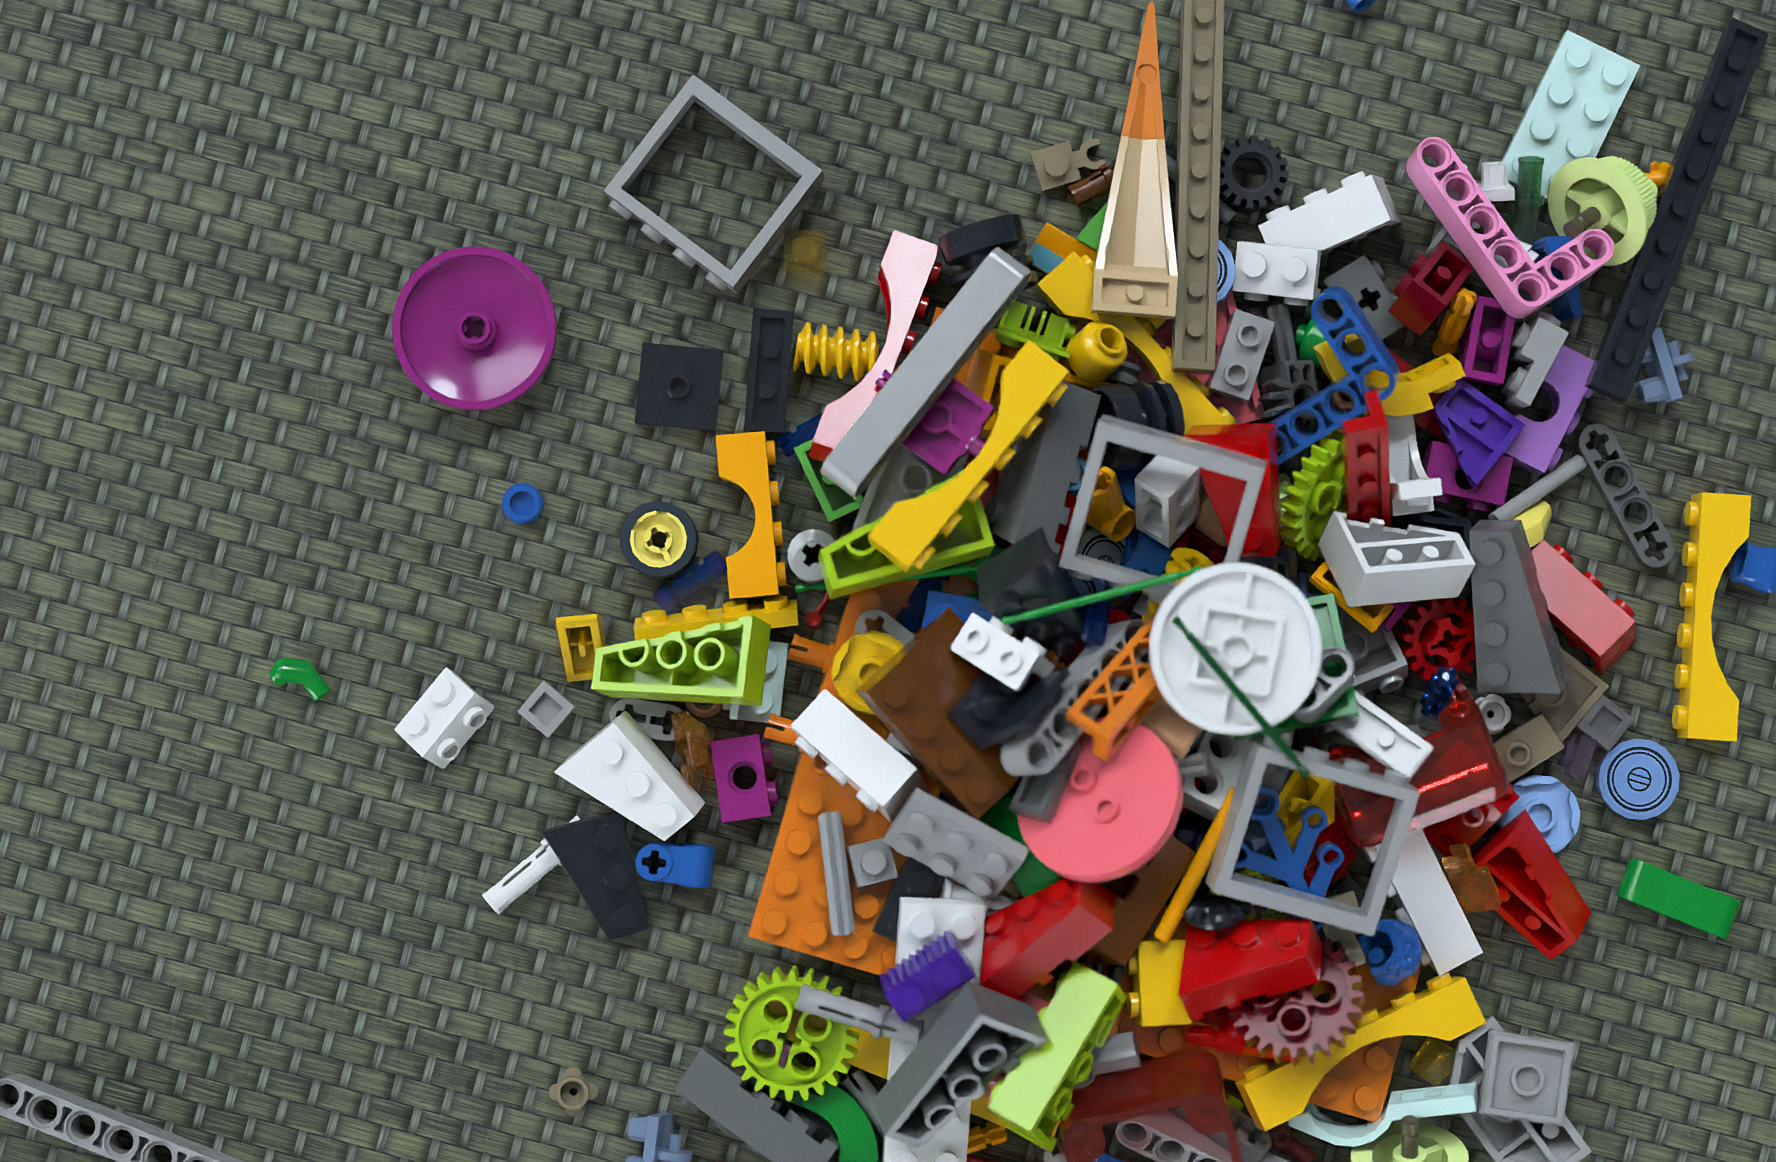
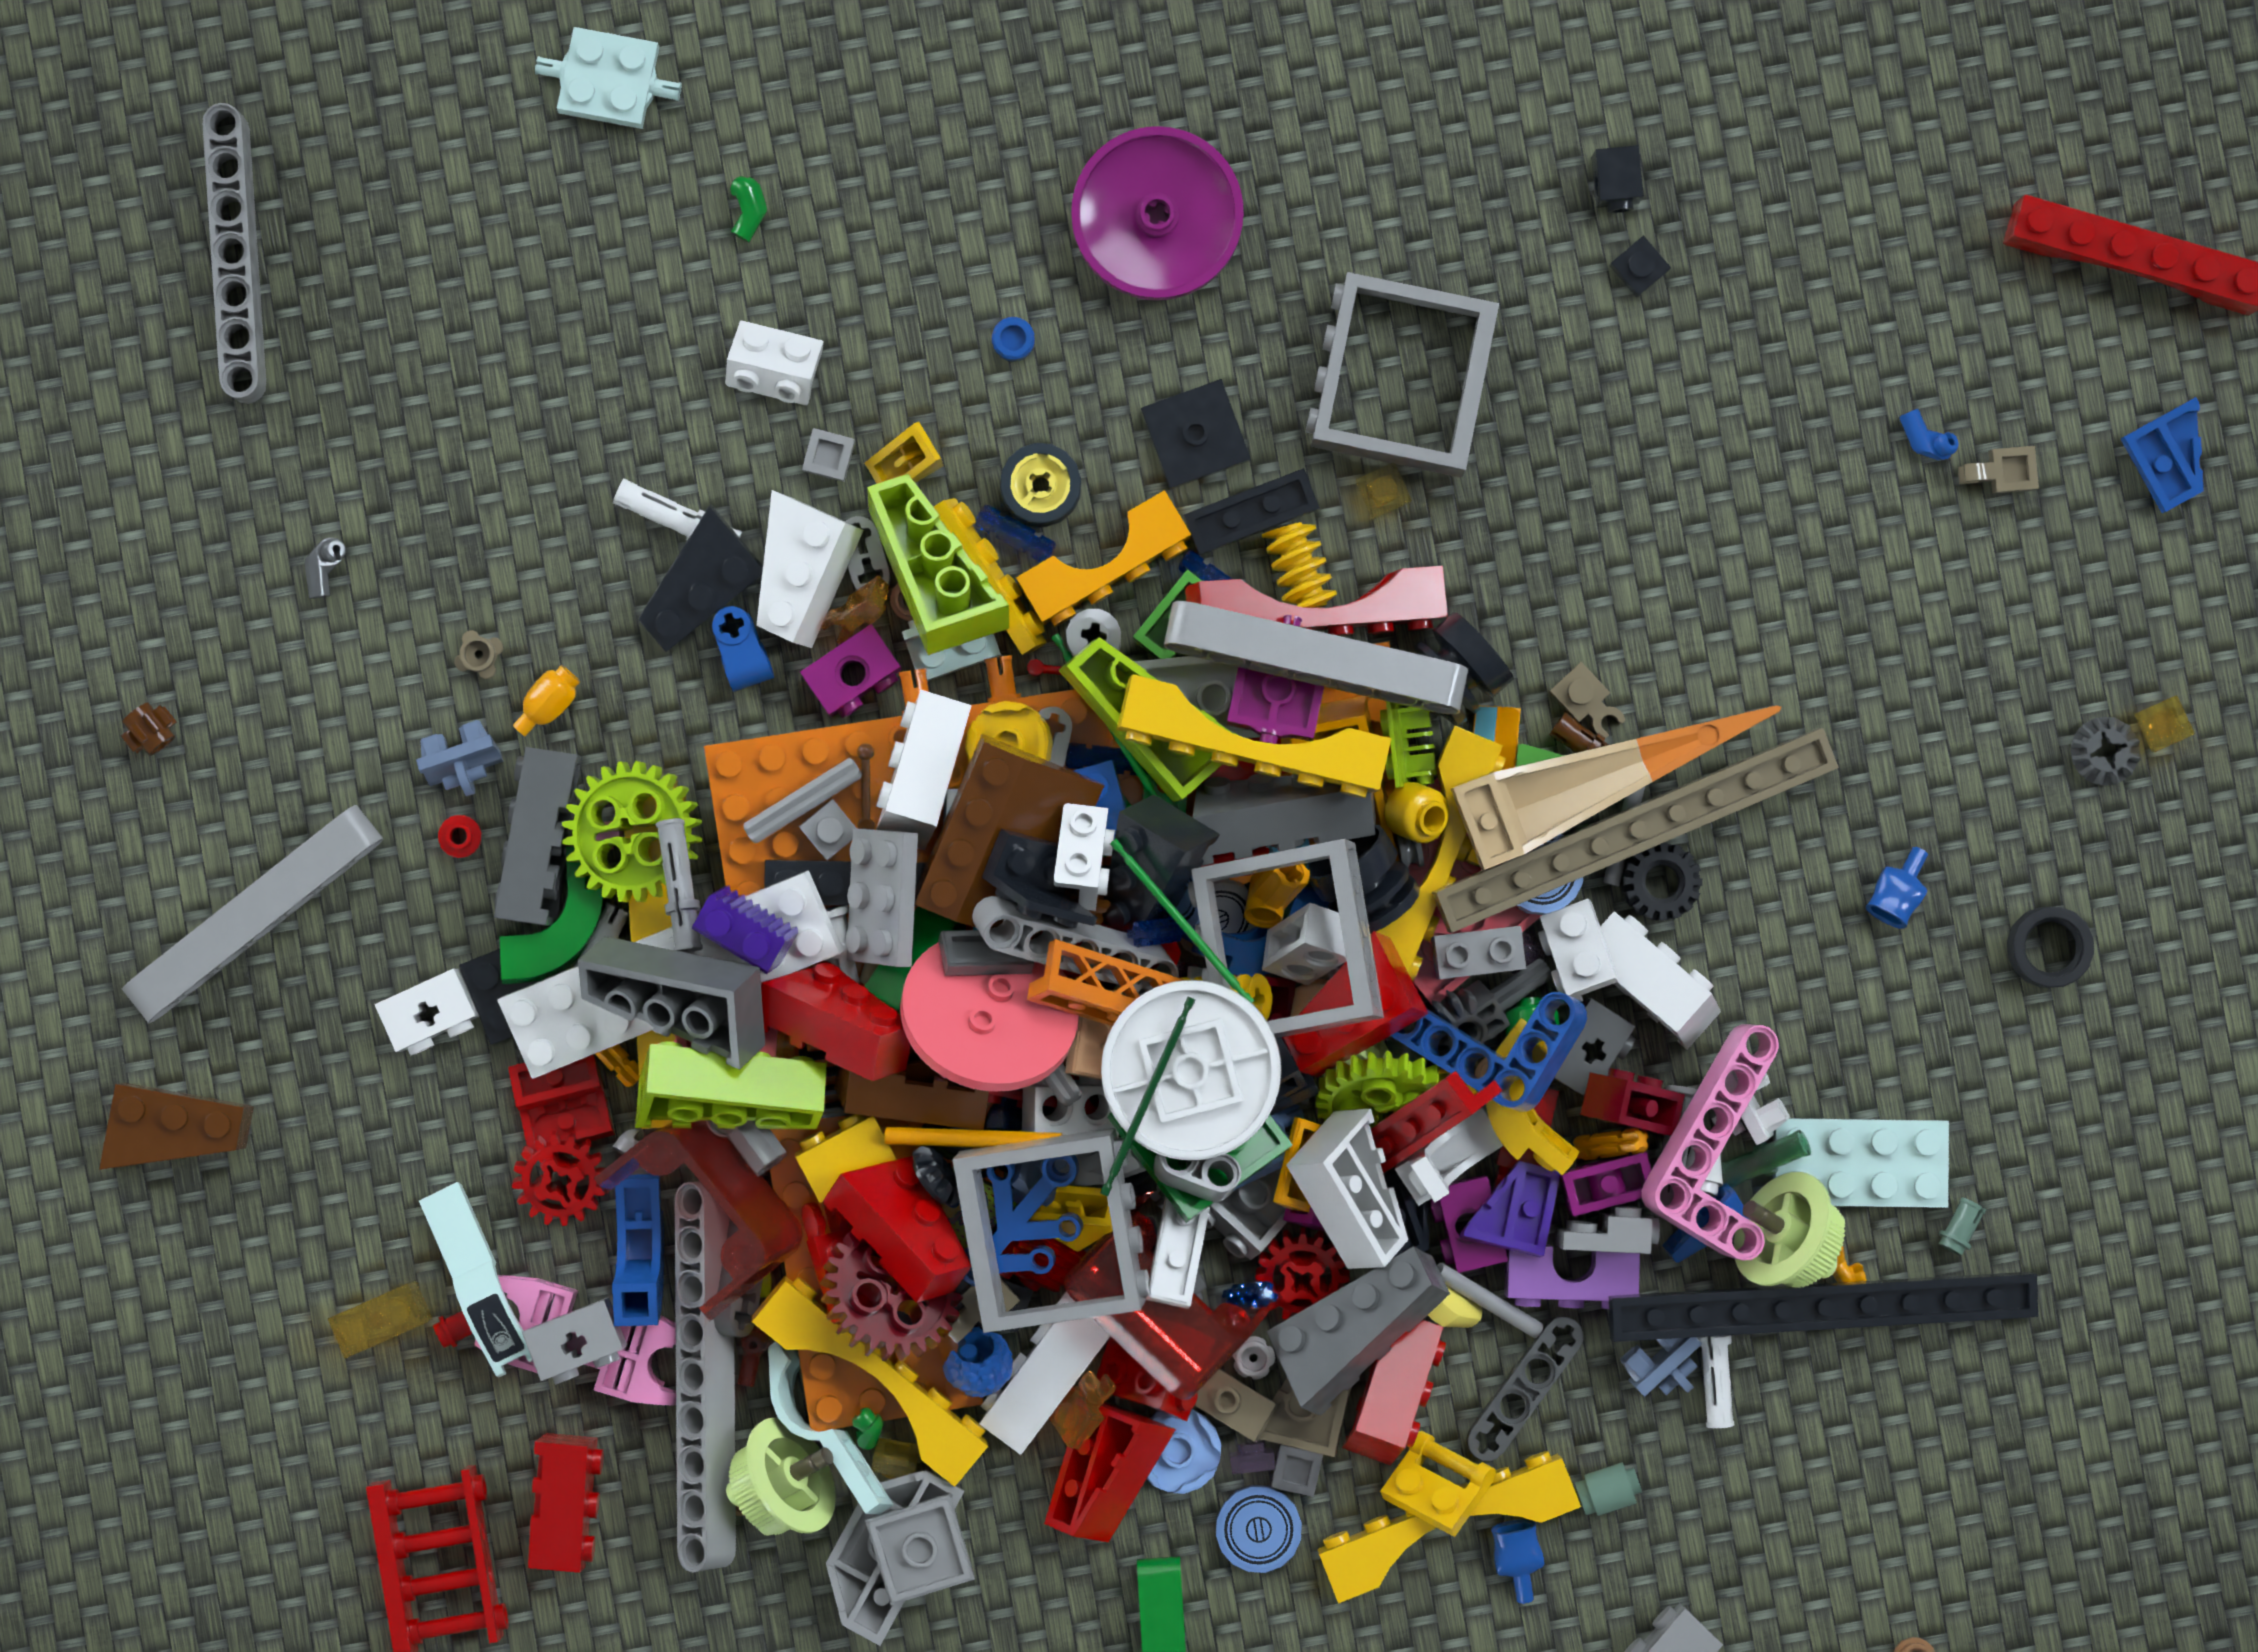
camera: 60 degrees right, 0 degrees up
(130, 744) = (608, 78): none -> light aqua plate
(640, 1051) = (547, 699): none -> light orange plant
(821, 799) = (865, 753): none -> reddish brown hinge
(1398, 1073) = (868, 1428): none -> green arm
(1662, 62) = (1961, 1227): none -> sand green pin
(1683, 617) = (1431, 1495): none -> yellow plate
(1698, 331) = (1717, 1381): none -> white pin
(1744, 465) = (1608, 1489): none -> sand green brick

